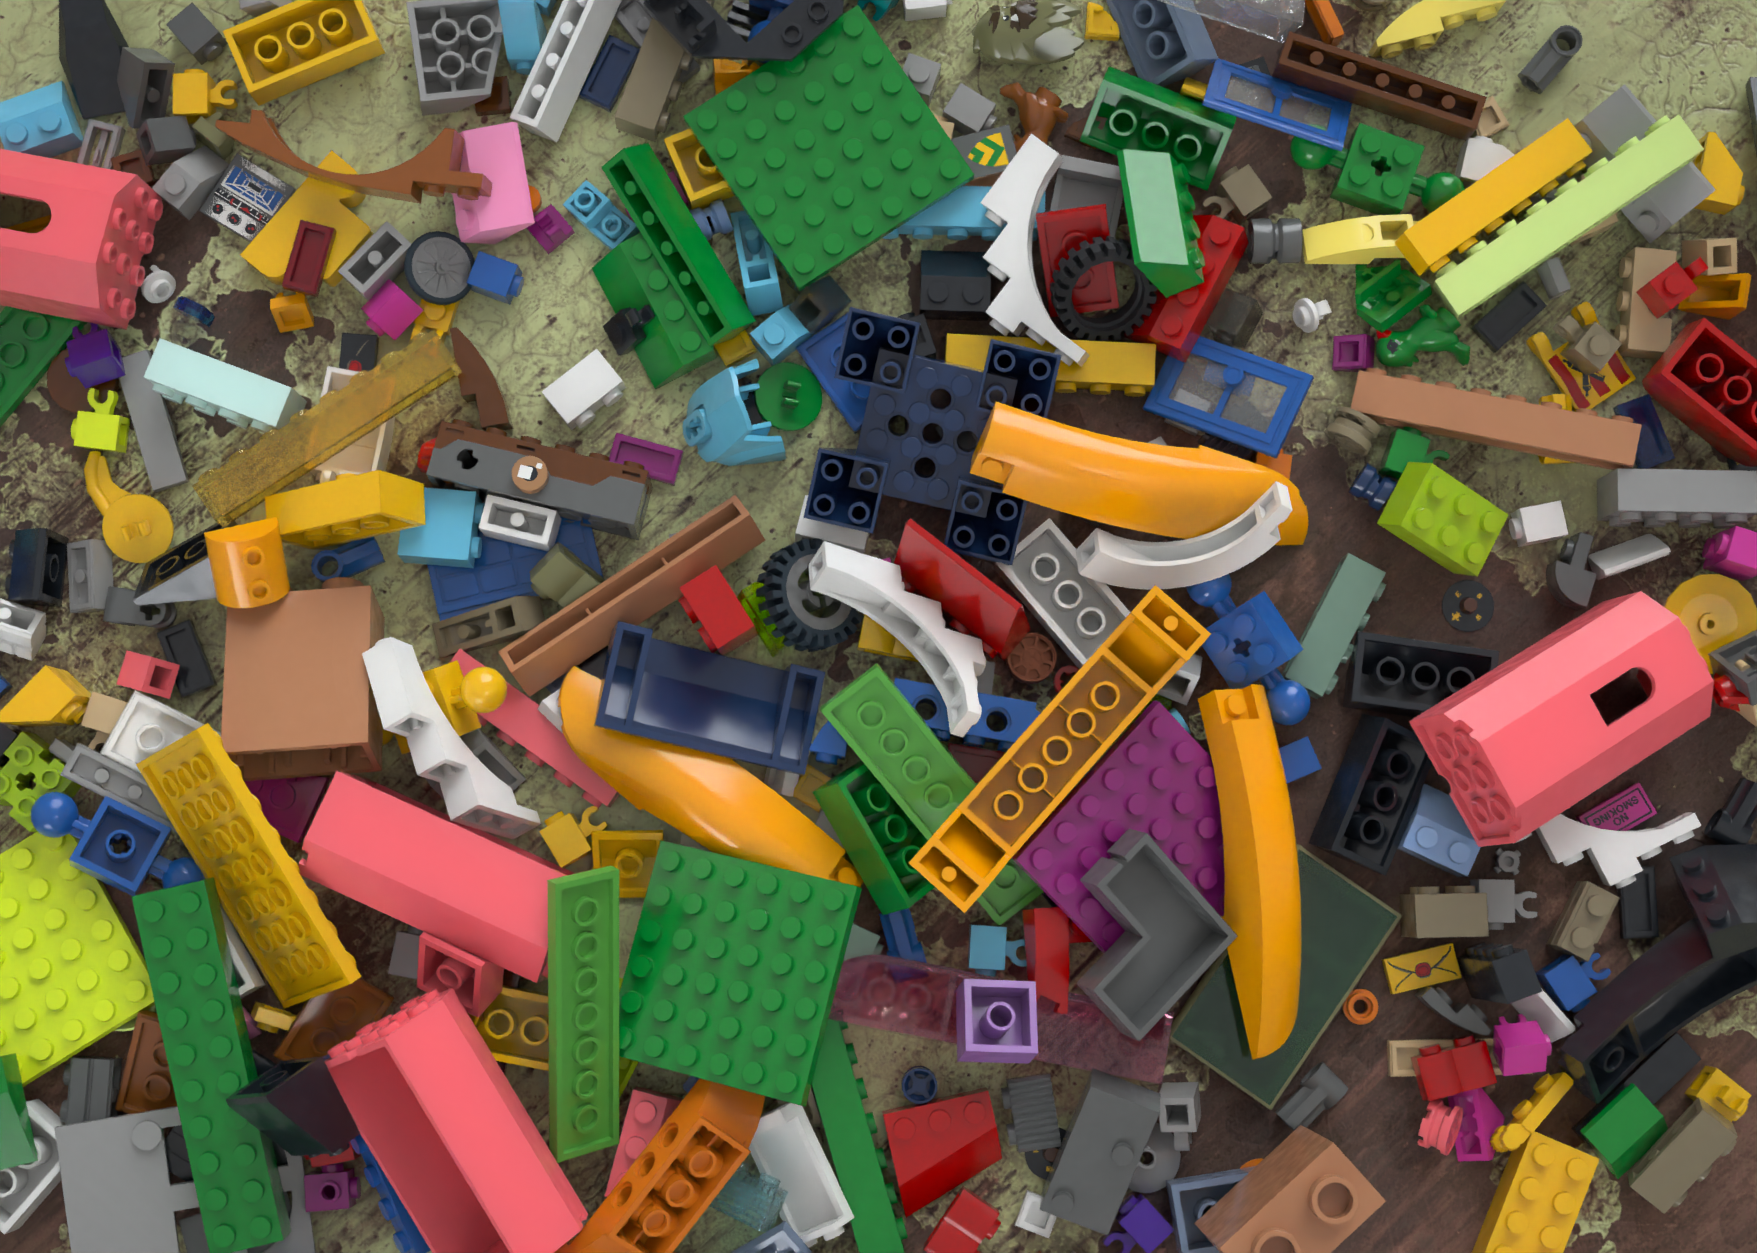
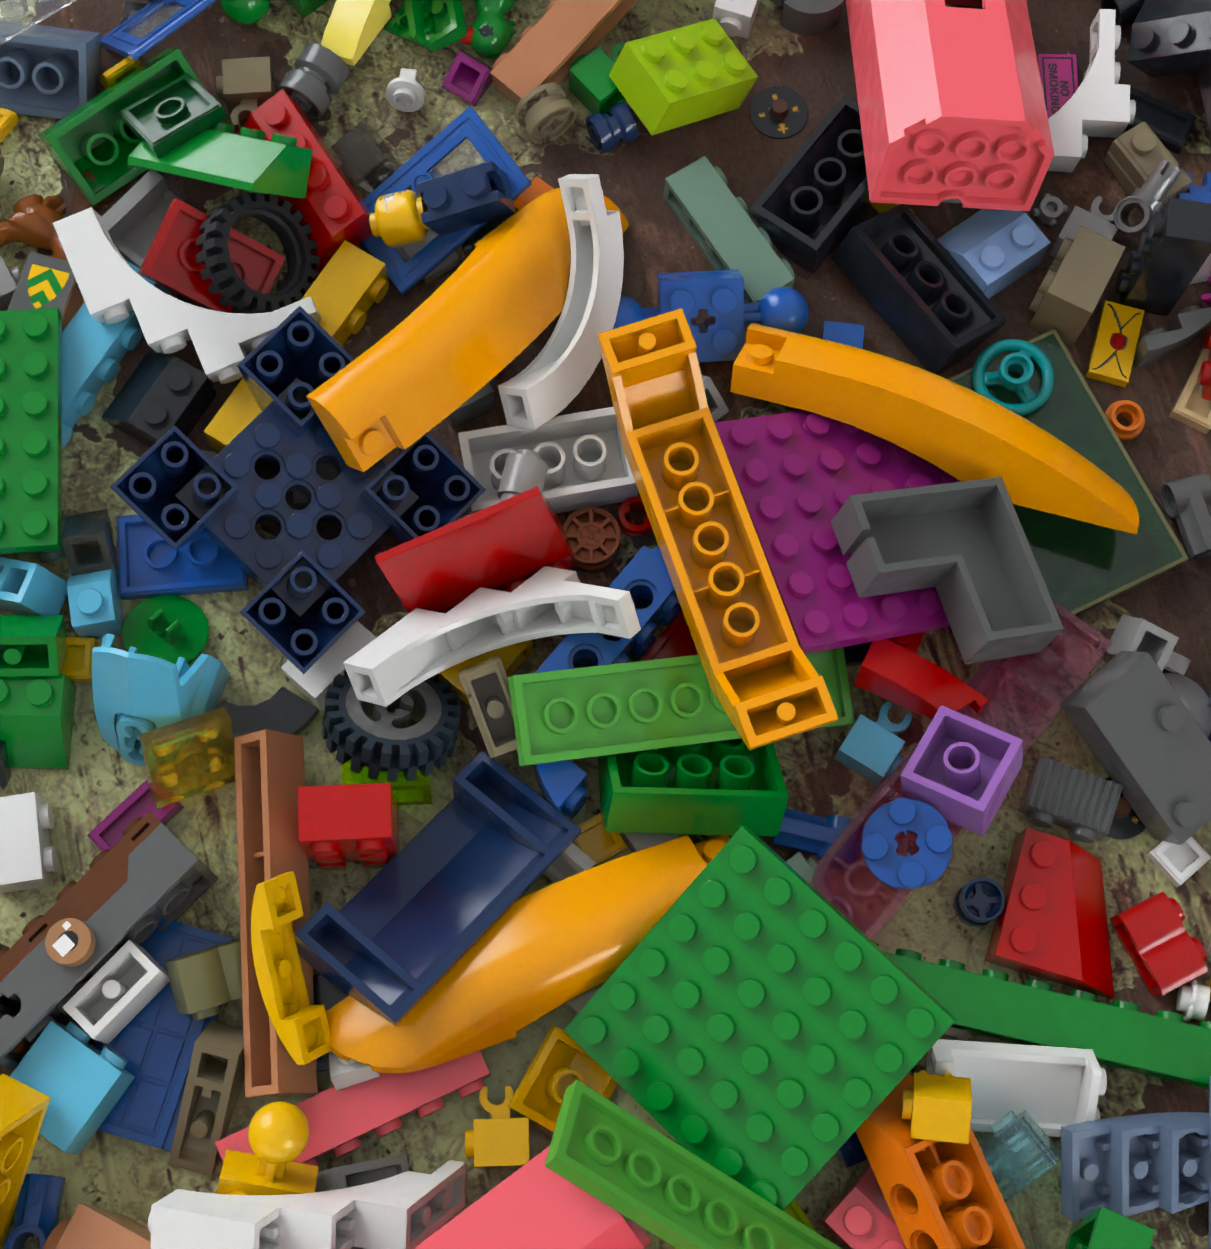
camera: 60 degrees left, 10 degrees down
(588, 626) = (279, 971): none -> yellow slope
(705, 471) = (189, 757): none -> clear yellow plate
(744, 1126) = (939, 1107): none -> yellow brick
(763, 505) = (280, 713): none -> black tile
(864, 651) = (491, 704): none -> dark tan brick
(907, 992) = (932, 839): none -> blue plate
(1034, 587) = (522, 472): none -> light grey brick
(1175, 160) = (173, 114): none -> dark green tile
(1193, 377) = (399, 219): none -> yellow head
(1233, 416) = (465, 198): none -> dark blue brick
(1329, 928) = (1020, 363): none -> teal piece
(1549, 933) = (1148, 197): none -> flat silver pin

